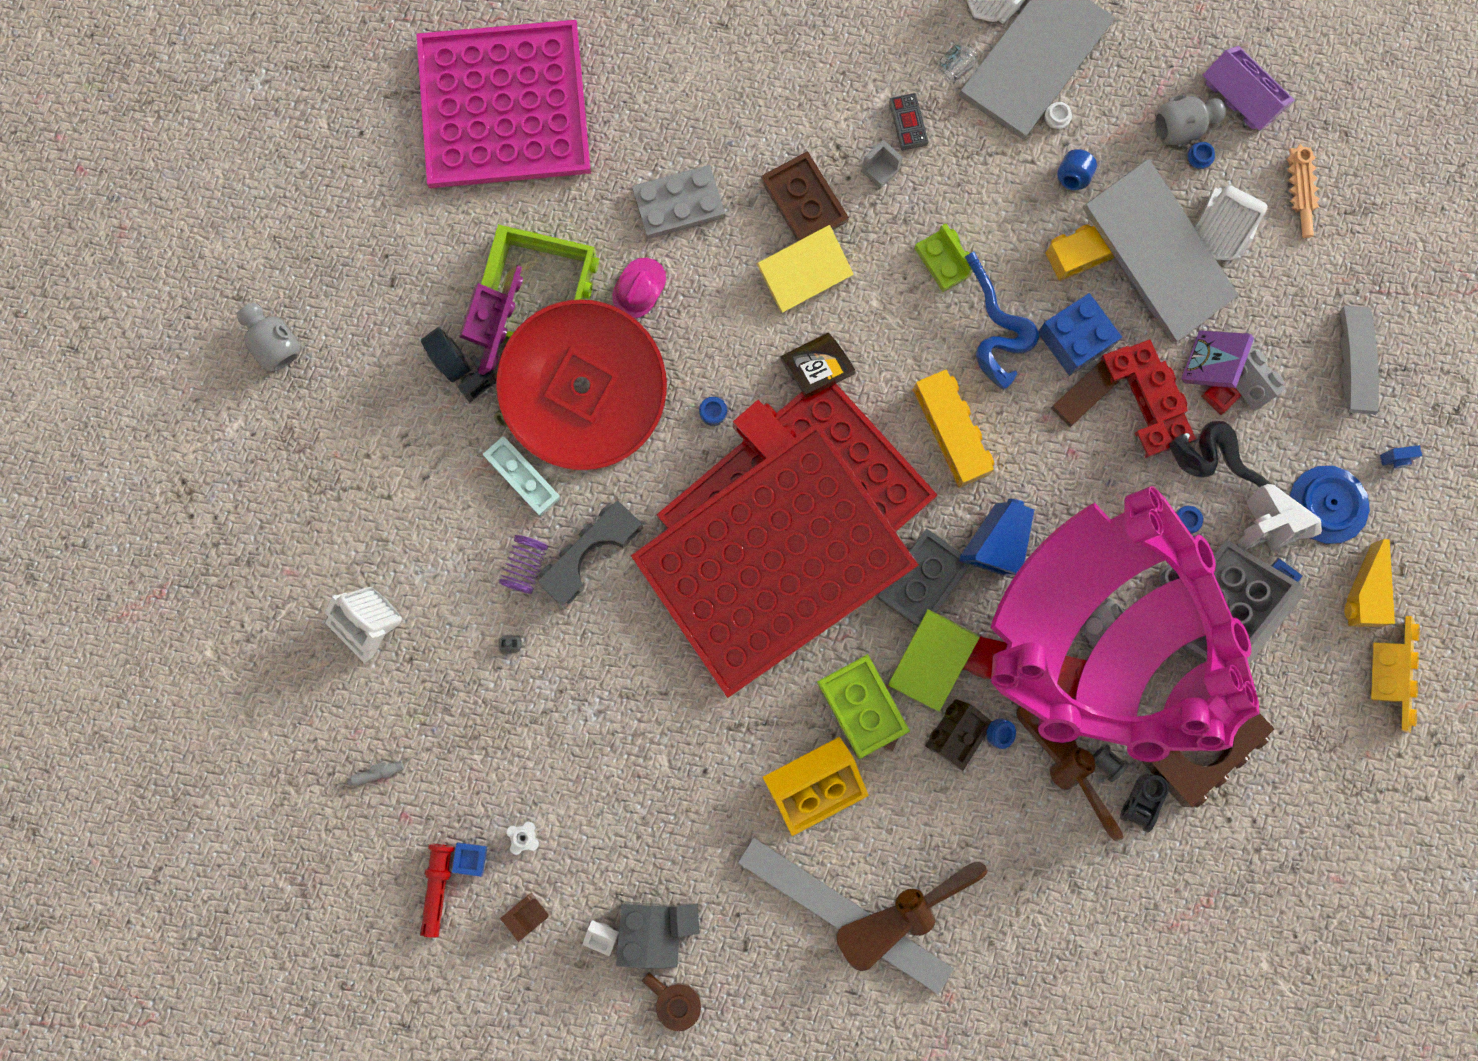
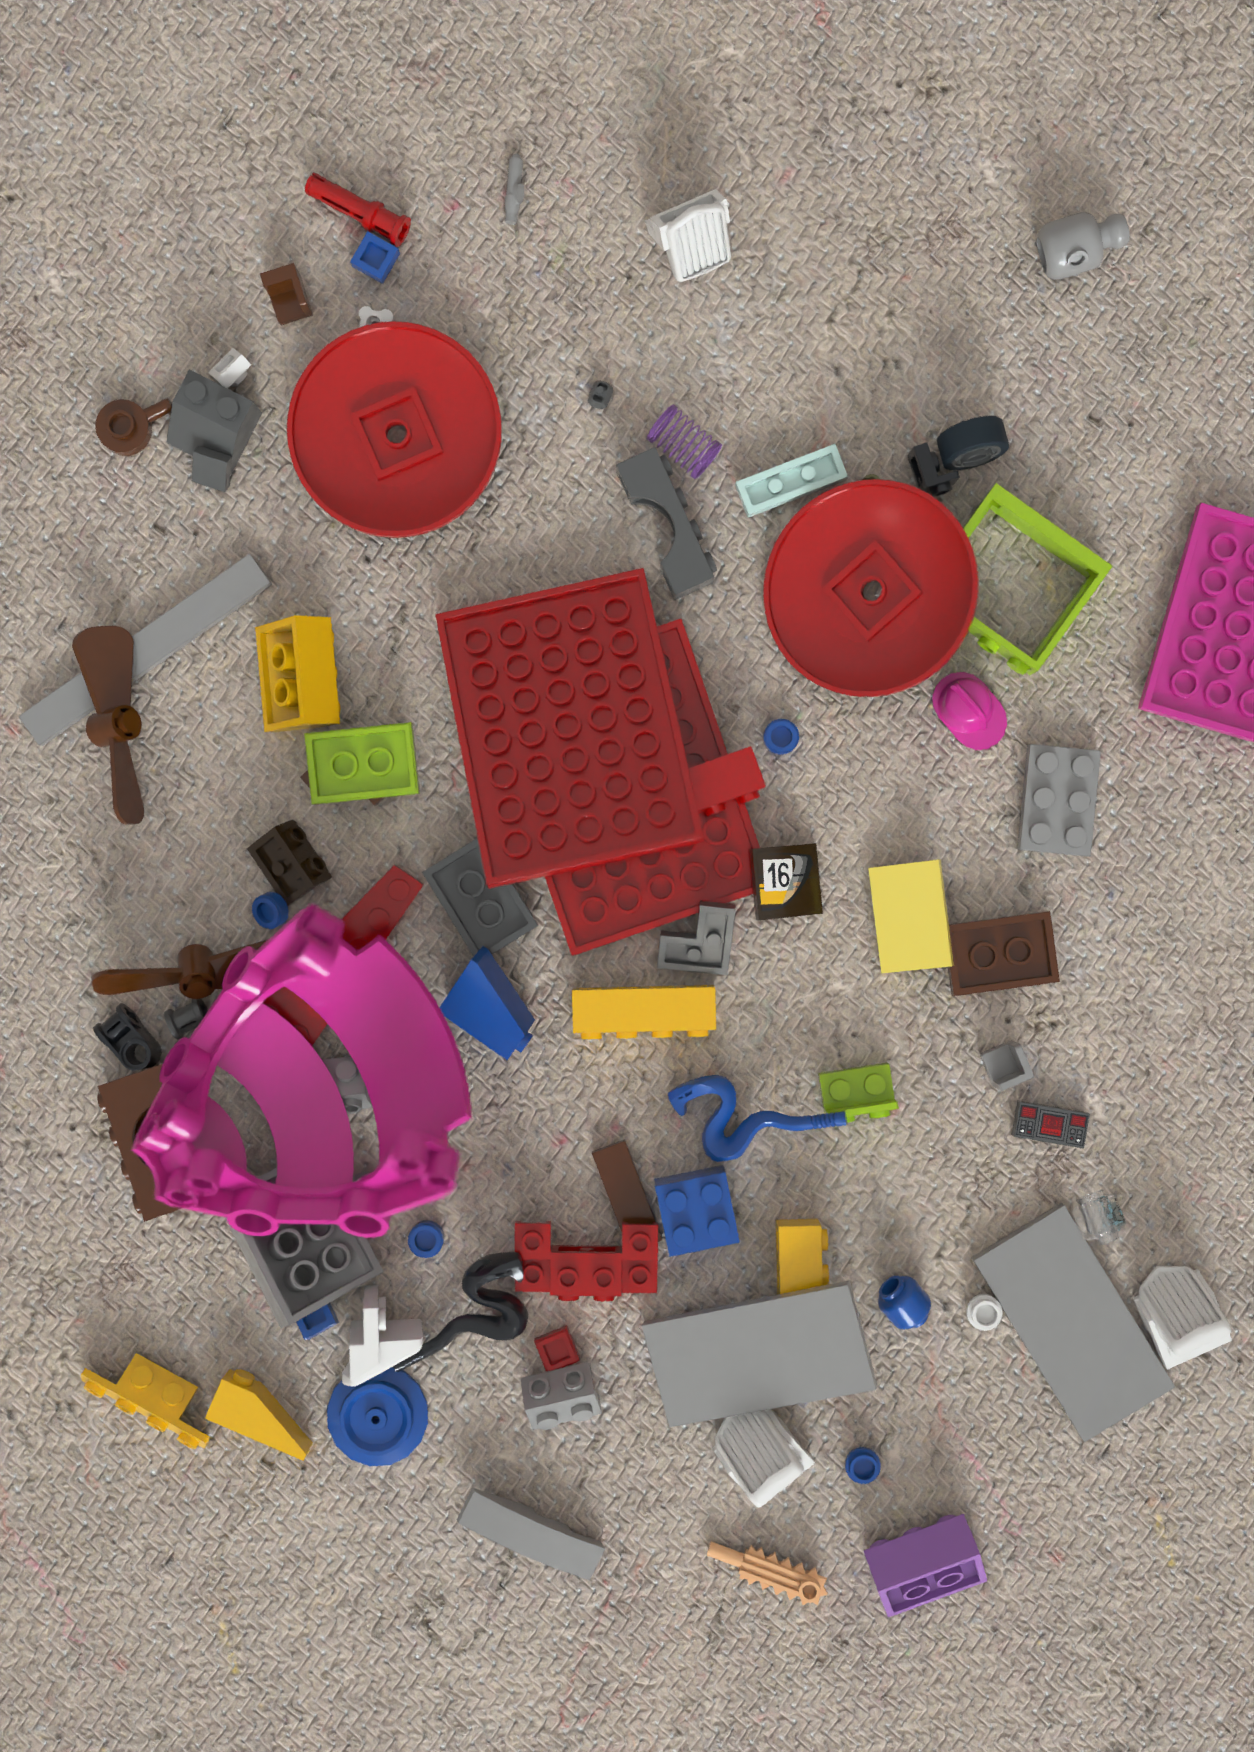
camera: 115 degrees right, 10 degrees up
(488, 315) = (998, 507): magenta bracket -> none
(556, 794) = (384, 380): none -> red dish
(892, 402) = (707, 949): none -> dark grey plate
(933, 660) = (382, 867): lime tile -> none
(1187, 119) = (914, 1468): light grey piece -> none
(1217, 358) = (599, 1361): medium lavender tile -> none
(1401, 457) = (395, 1525): blue plate -> none

